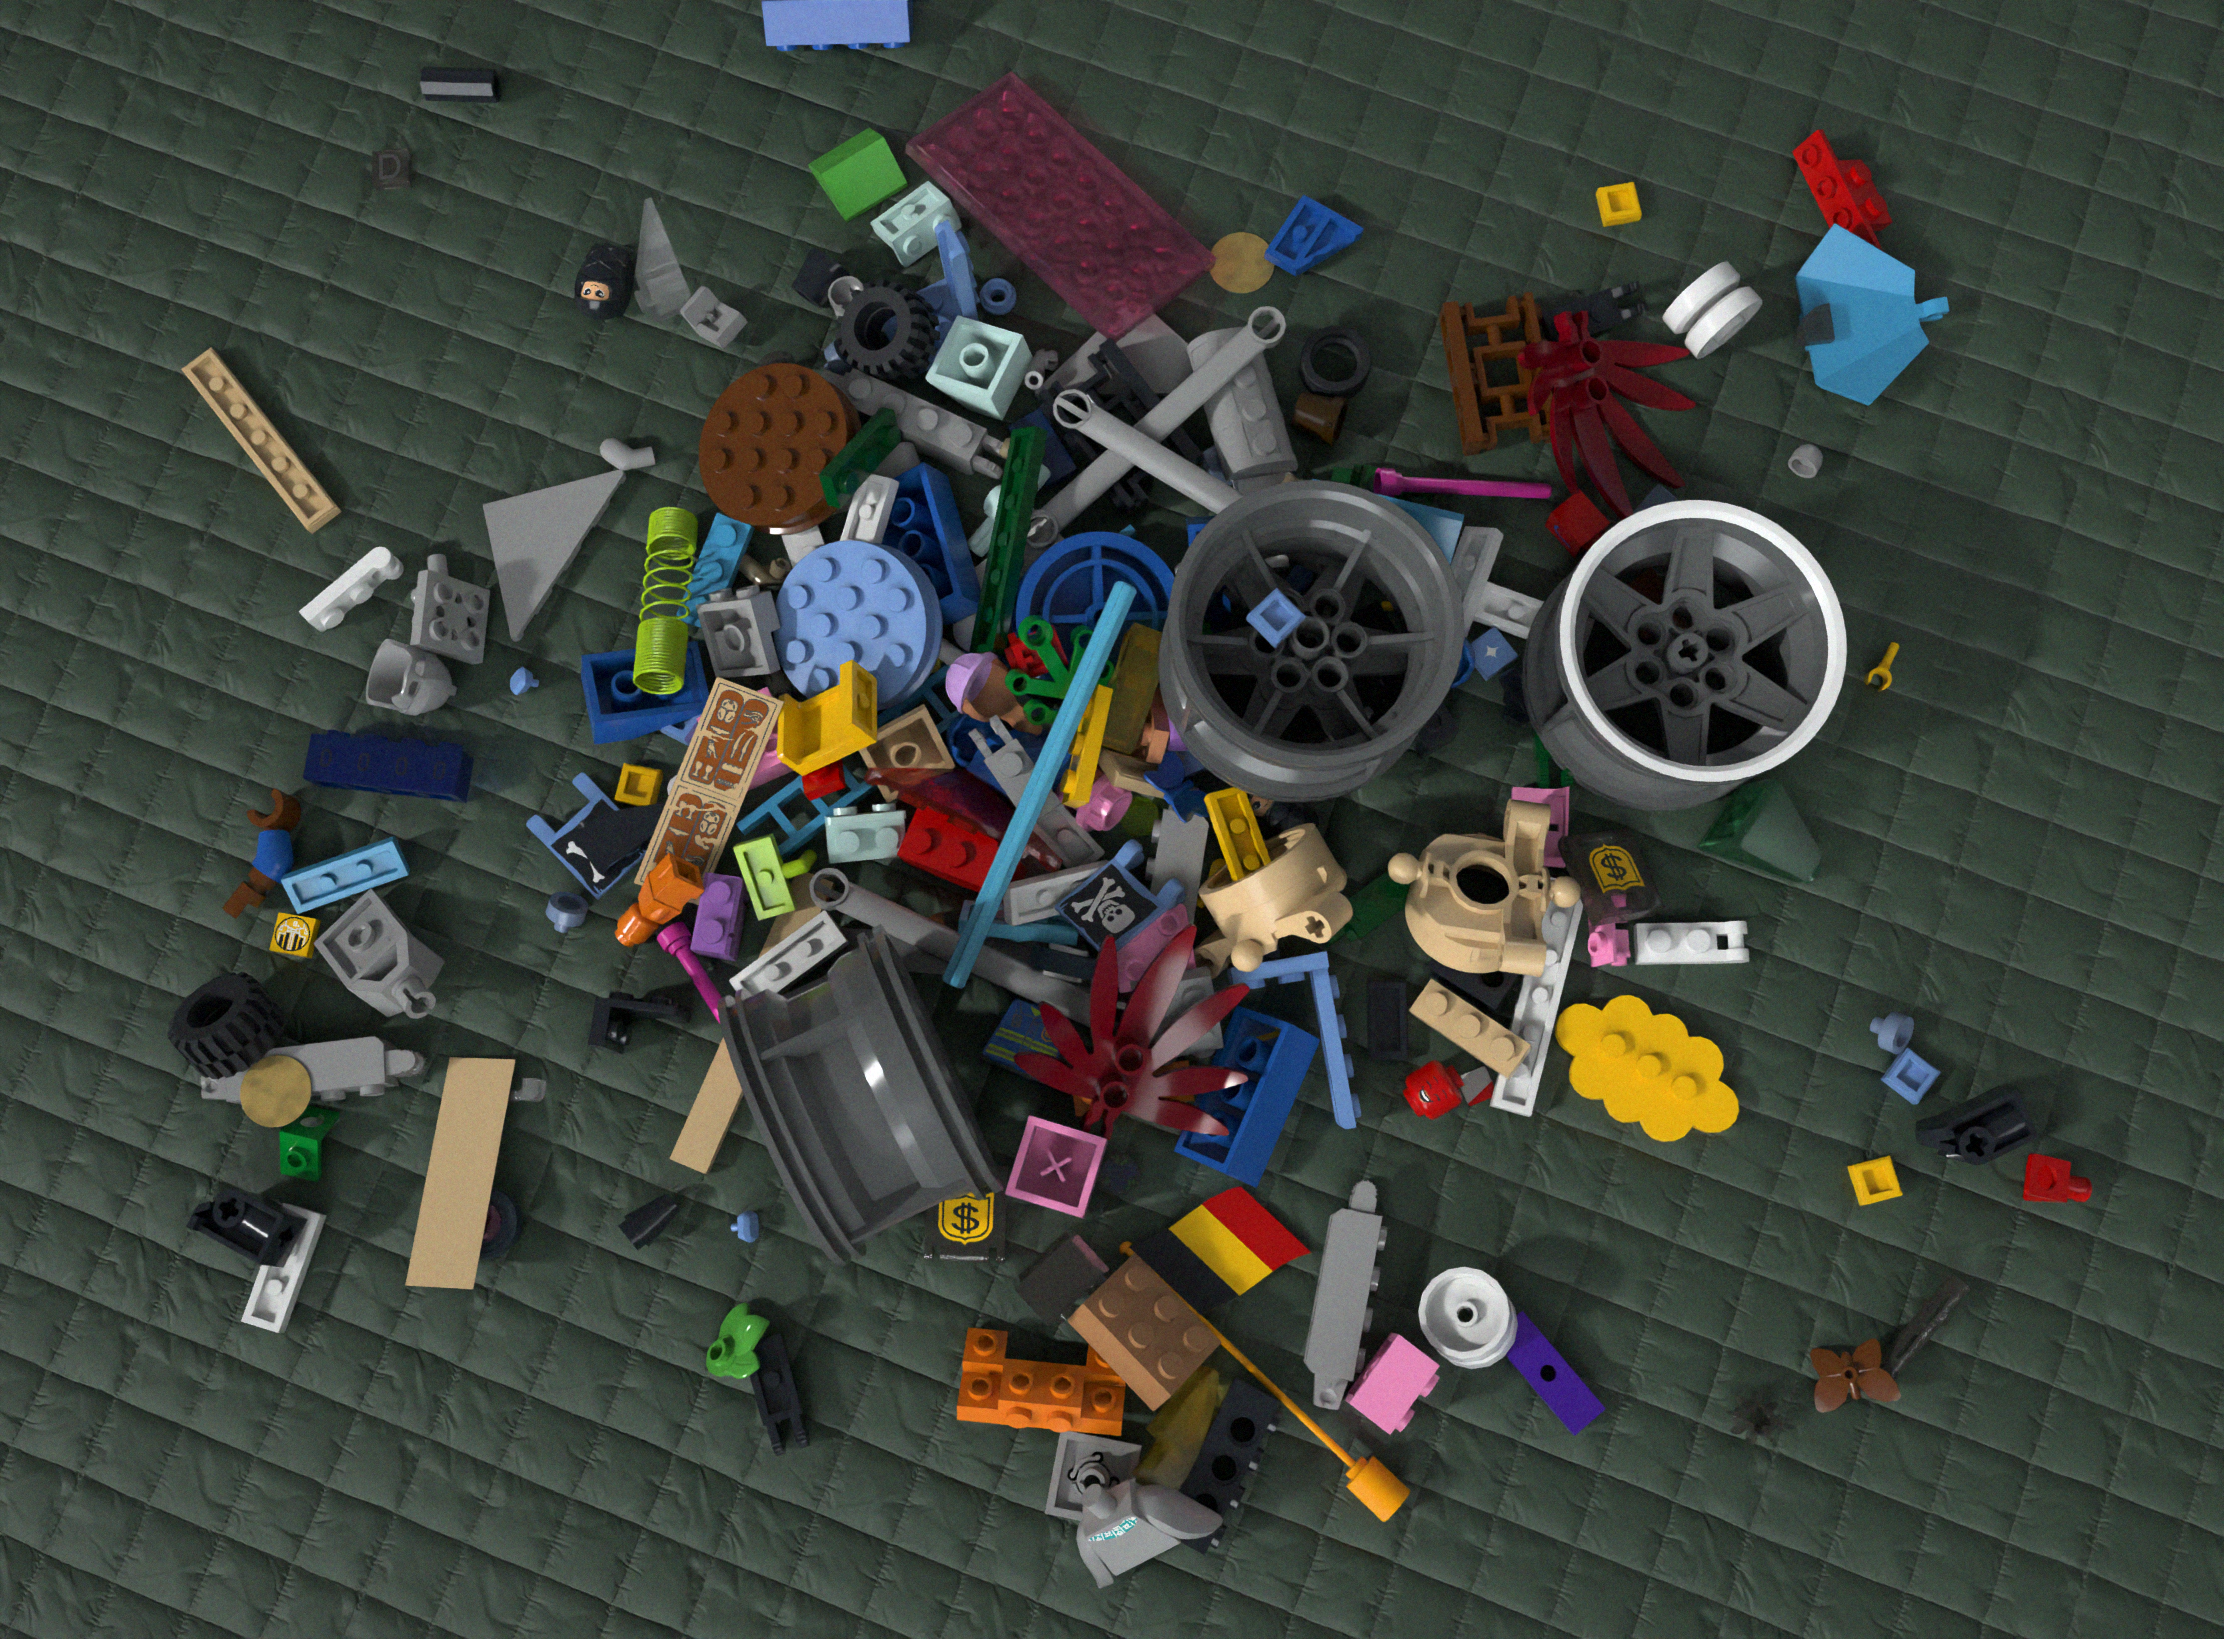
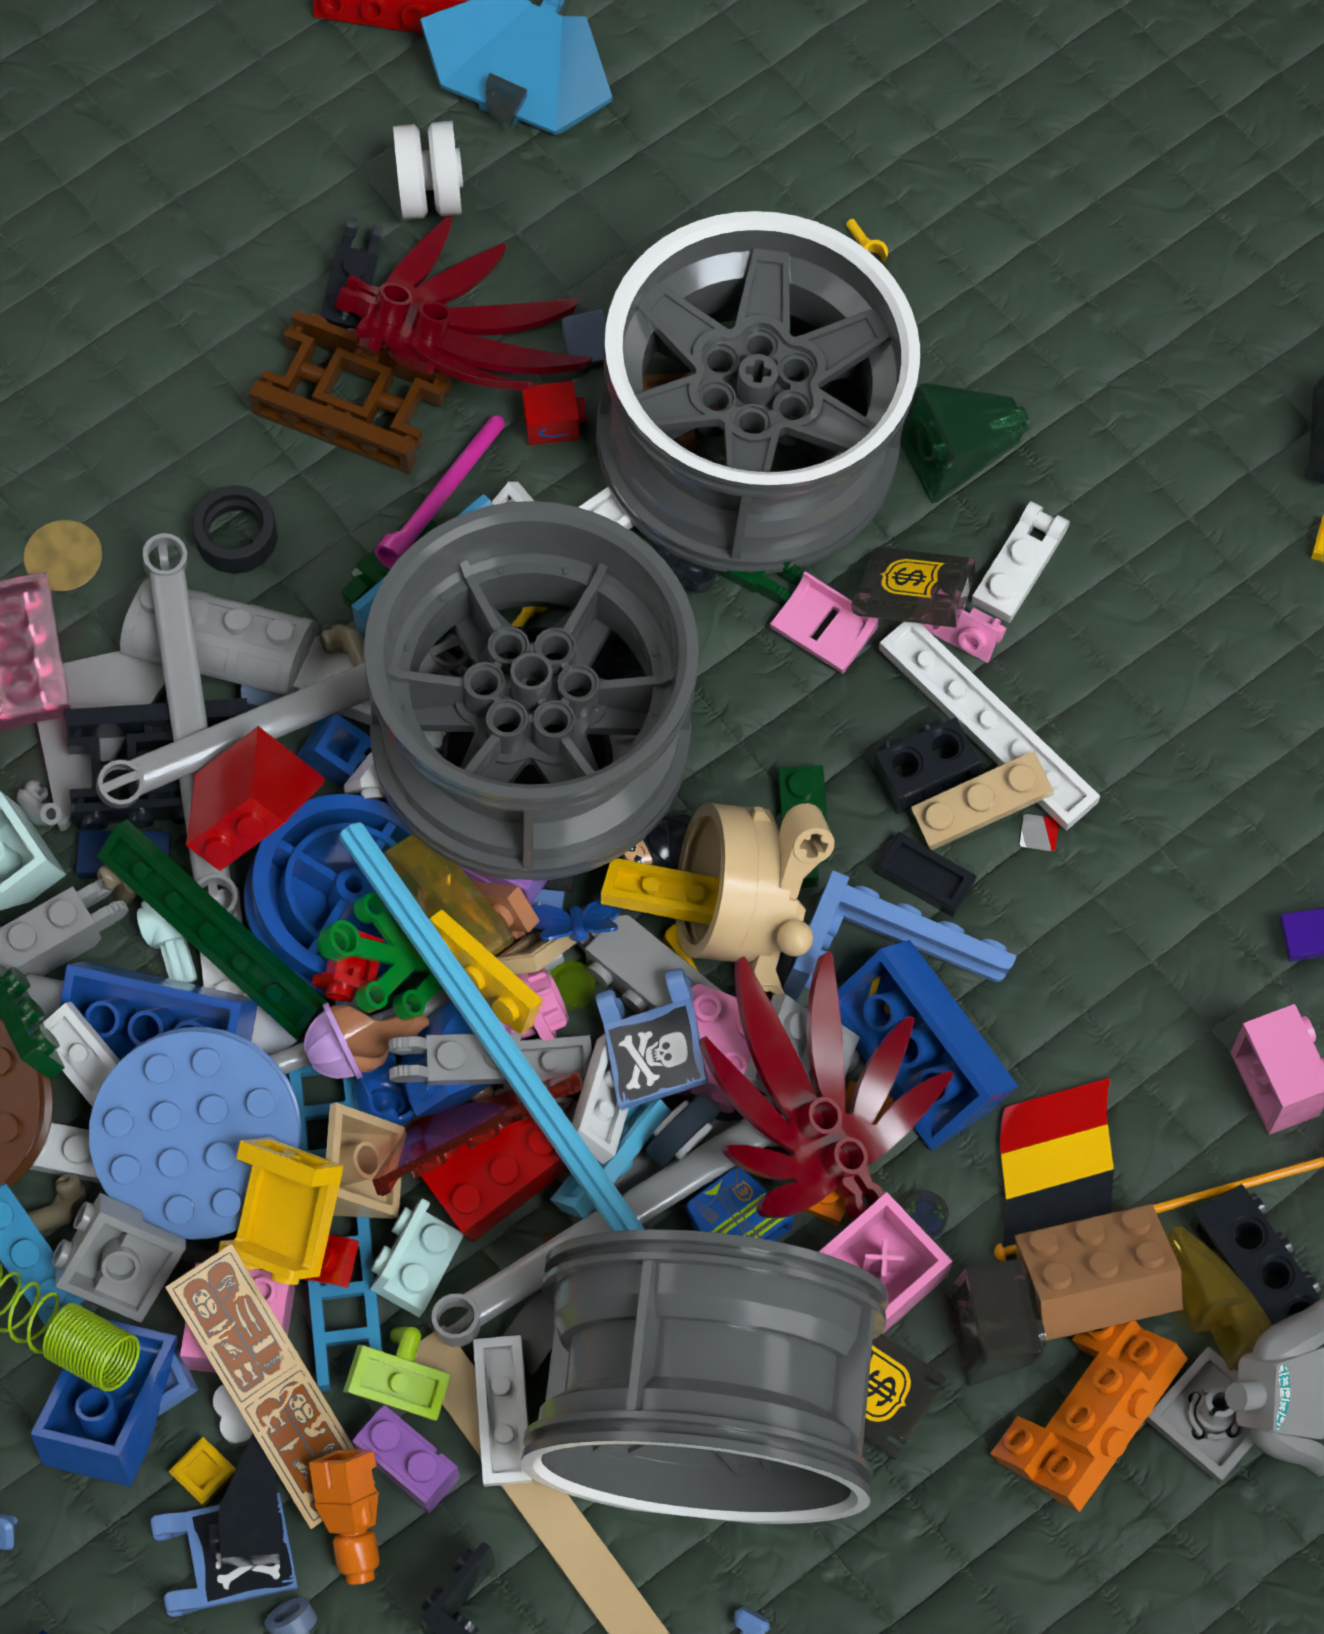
camera: 65 degrees left, 10 degrees down
(677, 942) = (404, 1523): dark pink piece -> none
(1113, 501) = (246, 797): none -> red slope
(1275, 617) = (495, 690): medium blue tile -> none
(1310, 237) = (87, 474): blue wing -> none
(1320, 416) = (280, 573): dark brown piece -> none
(1342, 1296) = (1170, 1069): light grey hinge -> none
(1433, 1090) = (1021, 868): red head -> none
(1475, 934) = (896, 734): tan piece -> none
(1481, 1339) = (1235, 960): white wheel -> none
(1618, 204) = (256, 189): yellow tile -> none
(1646, 1068) = (1115, 672): yellow plate -> none
(1806, 461) = (625, 186): light grey hinge -> none
(1893, 1031) = (1211, 441): sand blue tile -> none
(1910, 1076) = (1260, 454): medium blue tile -> none

